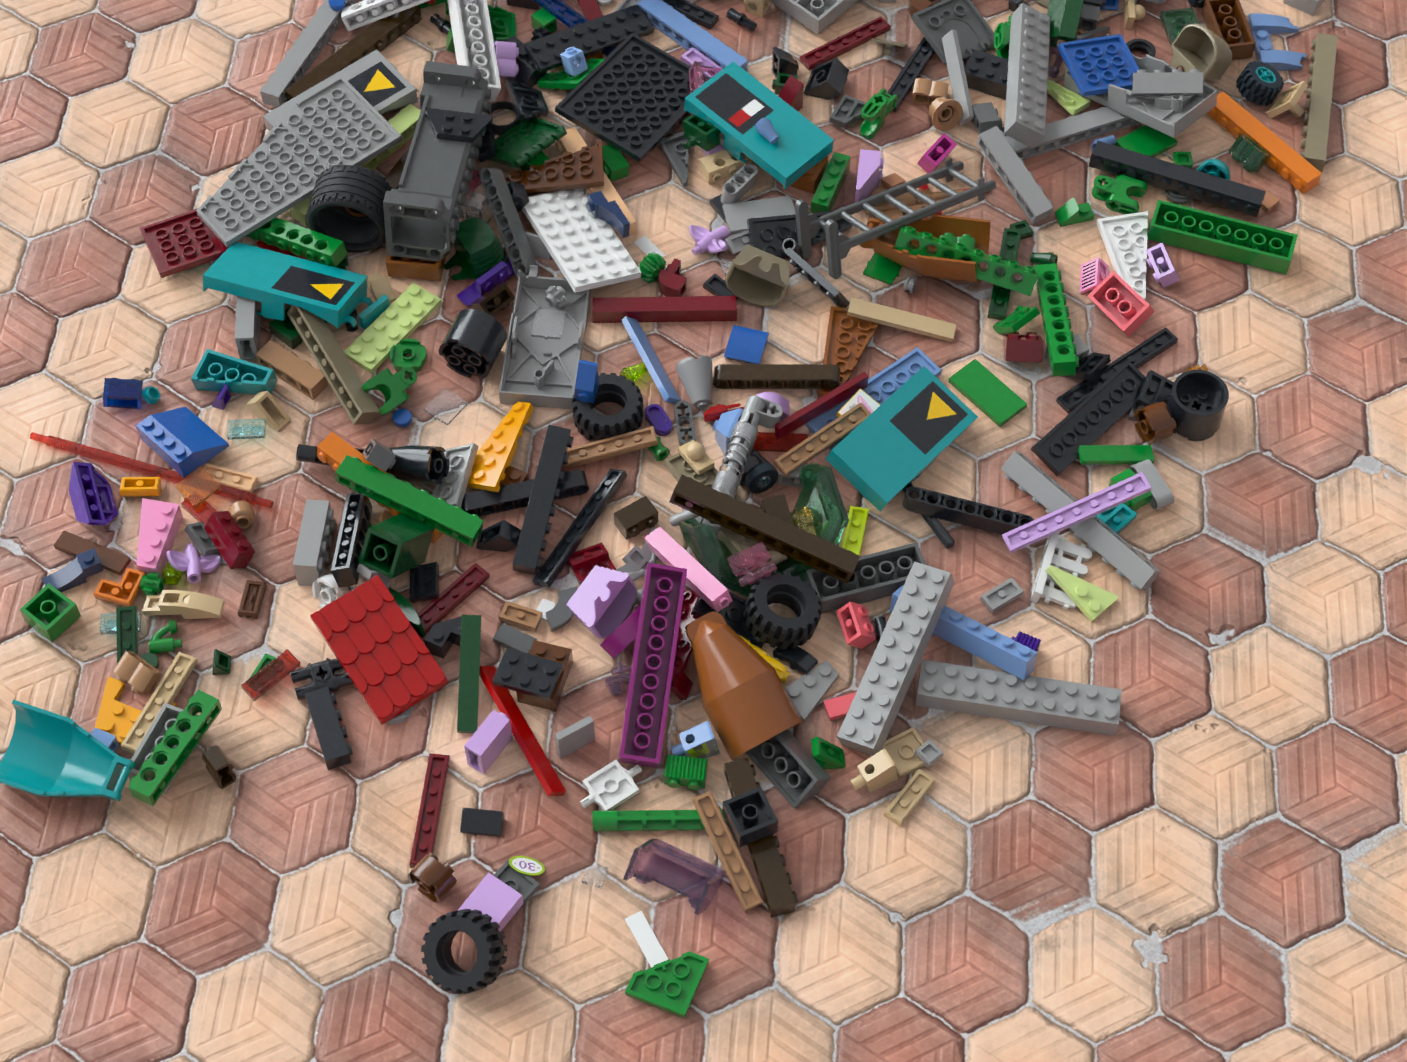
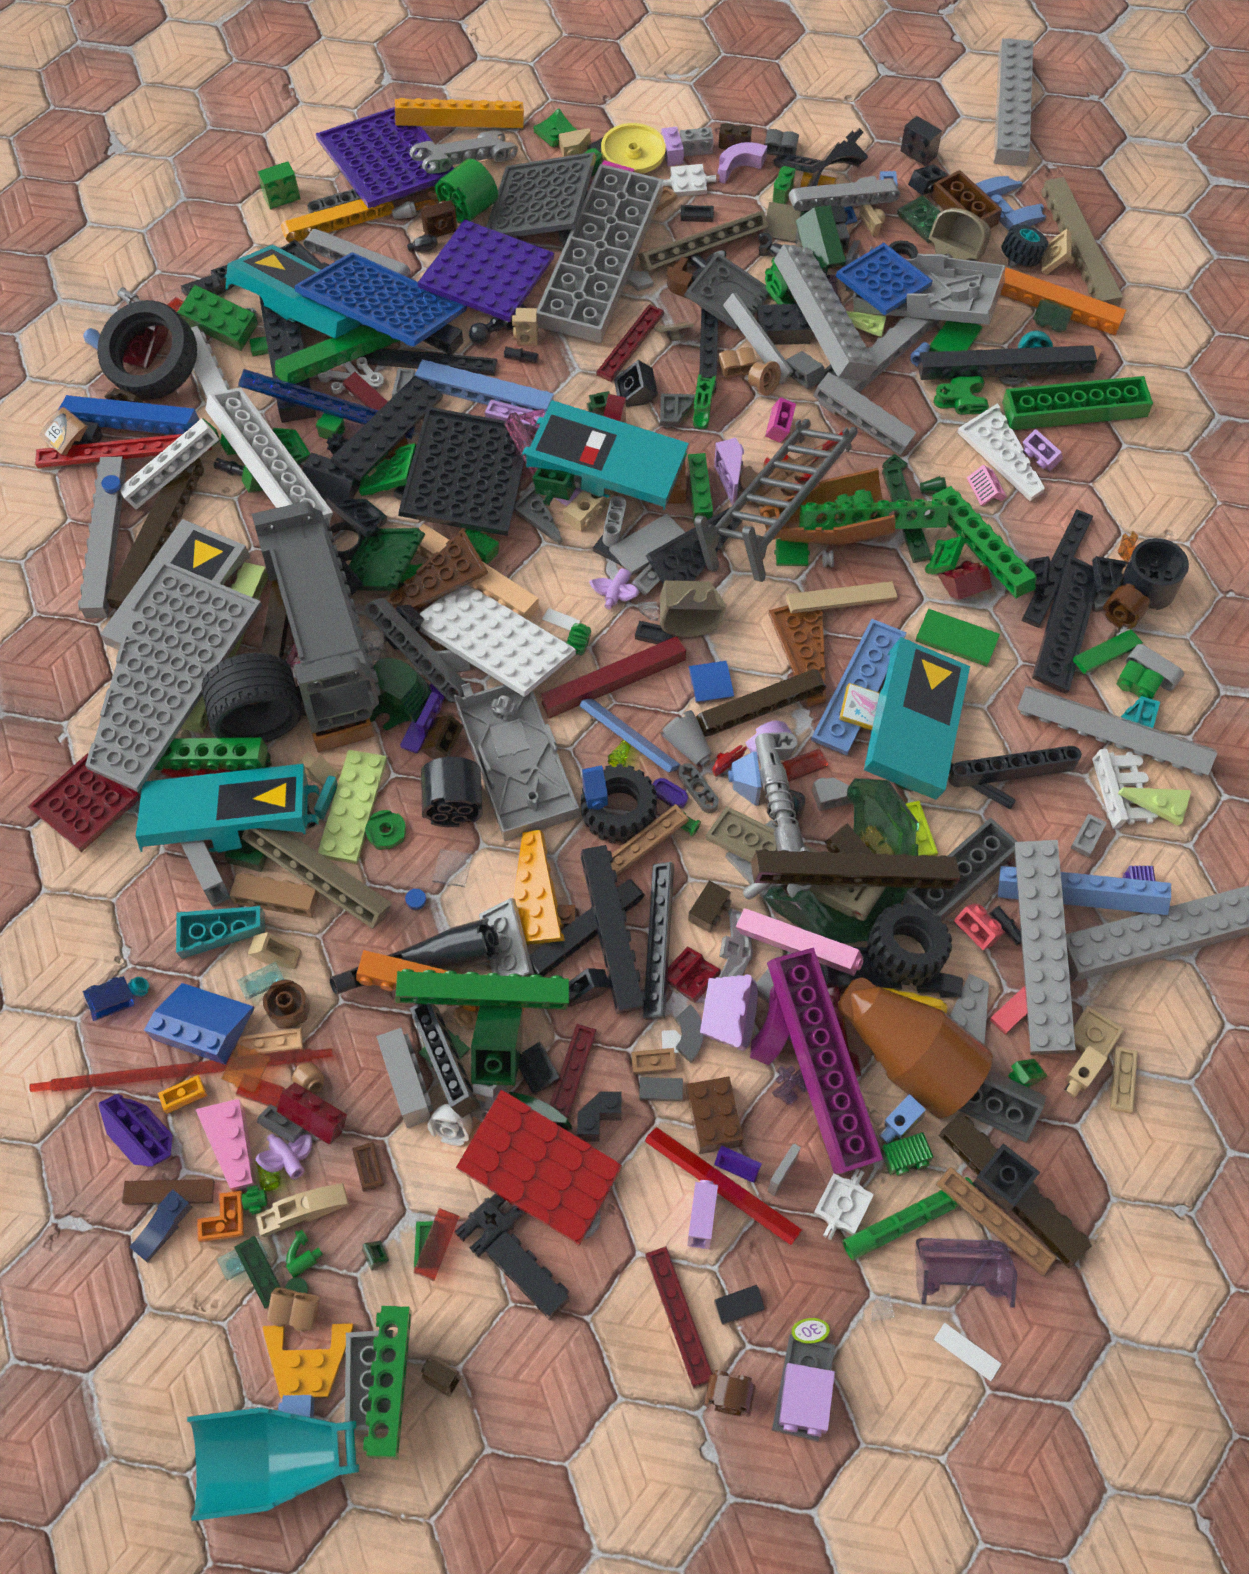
camera: 25 degrees left, 5 degrees up
(50, 612) = (161, 1284): green brick -> none
(164, 693) = (335, 1332): tan tile -> none
(222, 398) = (216, 957): dark purple slope -> none
(254, 452) = (275, 1004): none -> reddish brown brick
(379, 455) = (428, 956): dark grey brick -> none
(392, 387) = (391, 871): green piece -> none
(439, 955) = (806, 1493): black tyre -> none
(457, 125) = (320, 569): black wing -> none
(469, 674) = (641, 1150): dark green tile -> none
(506, 58) = (318, 475): lavender brick -> none
(528, 674) = (705, 1125): black plate -> none
(542, 719) = (737, 1164): none -> dark purple tile
(573, 67) = (388, 457): light blue brick -> none
(609, 212) = (510, 599): dark blue slope -> none
(669, 983) = (1019, 1389): green plate -> none
(670, 281) = (604, 648): dark red brick -> none
(695, 456) = (737, 818): tan tile -> none
(750, 559) = (857, 906): clear pink plate -> none
(761, 478) = (807, 812): black bush -> none
(766, 129) = (624, 457): medium blue cone -> none
(783, 62) = (587, 385): black slope -> none
(811, 274) = (736, 585): hinge -> none
(820, 405) = (821, 715): dark red tile -> none
(821, 440) = (843, 750): medium nougat tile -> none
(892, 180) = (754, 463): nougat tile -> none
(929, 753) = (1118, 1027): light grey tile -> none
(1072, 213) = (932, 430): green slope -> none
(1076, 512) = (1118, 726): lavender plate -> none
(1121, 303) = (1030, 502): coral brick -> none
(1168, 83) = (959, 274): light grey brick -> none
(1183, 159) = (996, 341): green tile -> none

